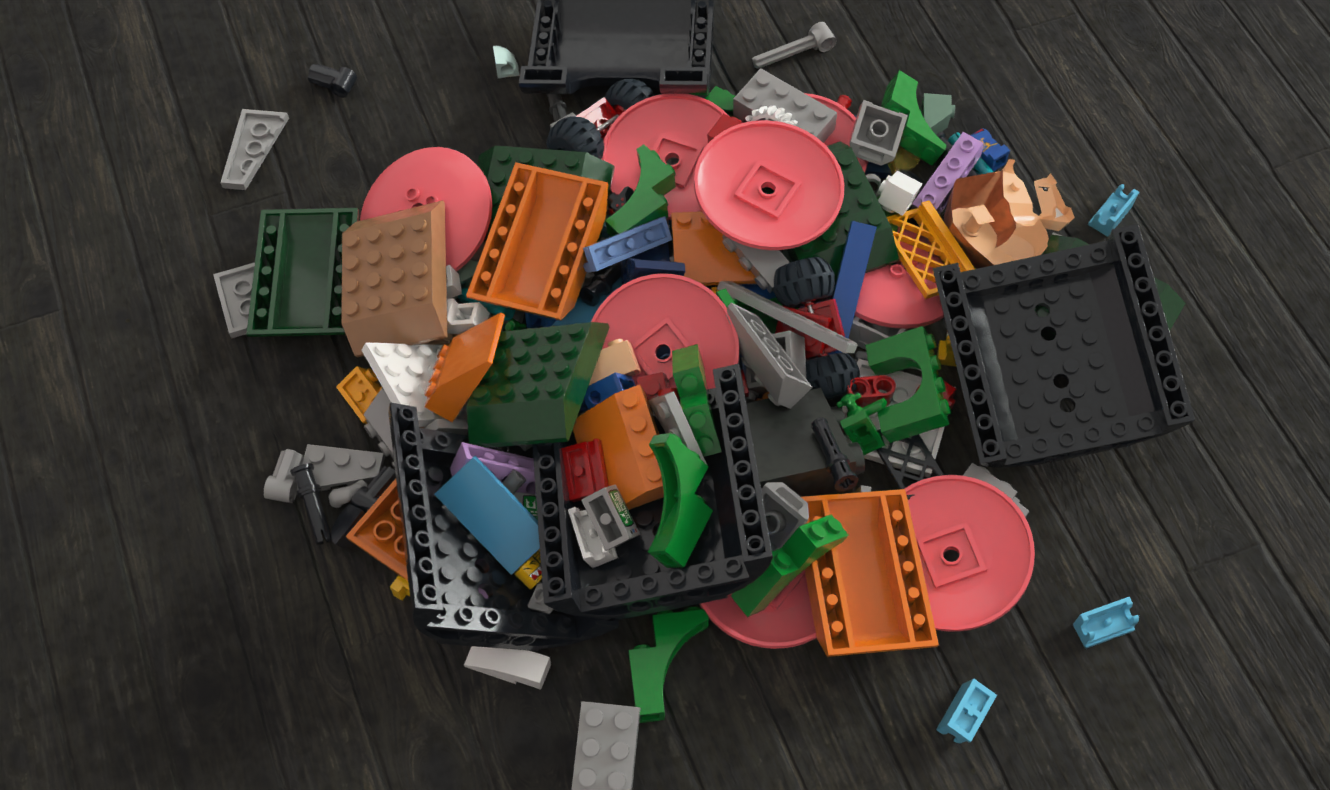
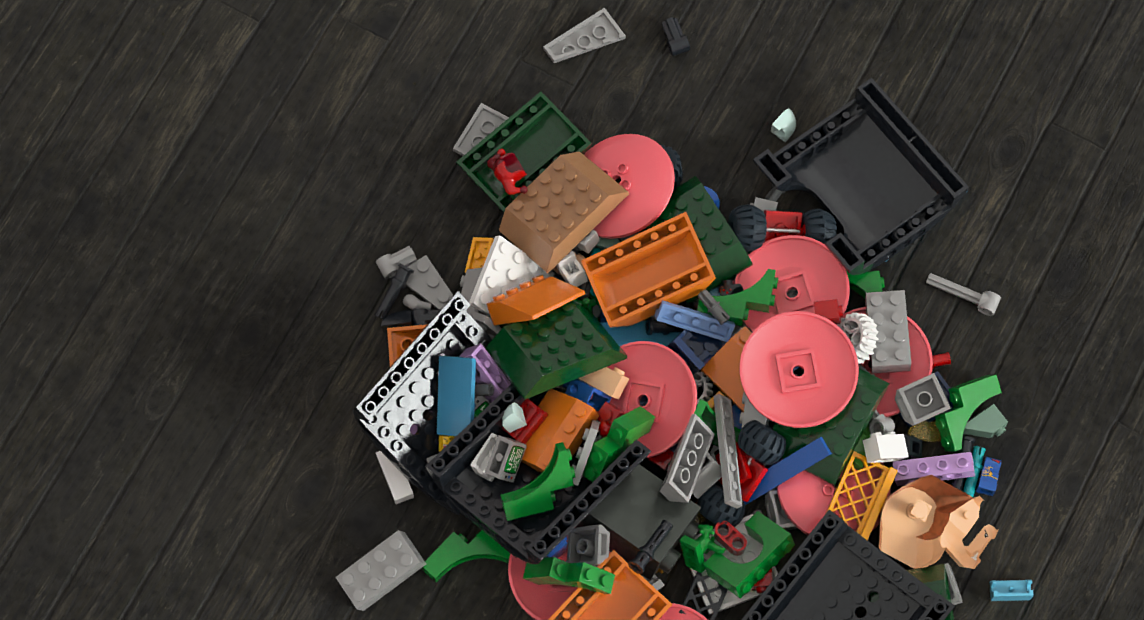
camera: 50 degrees right, 10 degrees up
(308, 291) = (507, 171): none -> piece
(574, 474) = (513, 418): none -> light aqua brick
(632, 214) = (713, 307): none -> dark grey axle

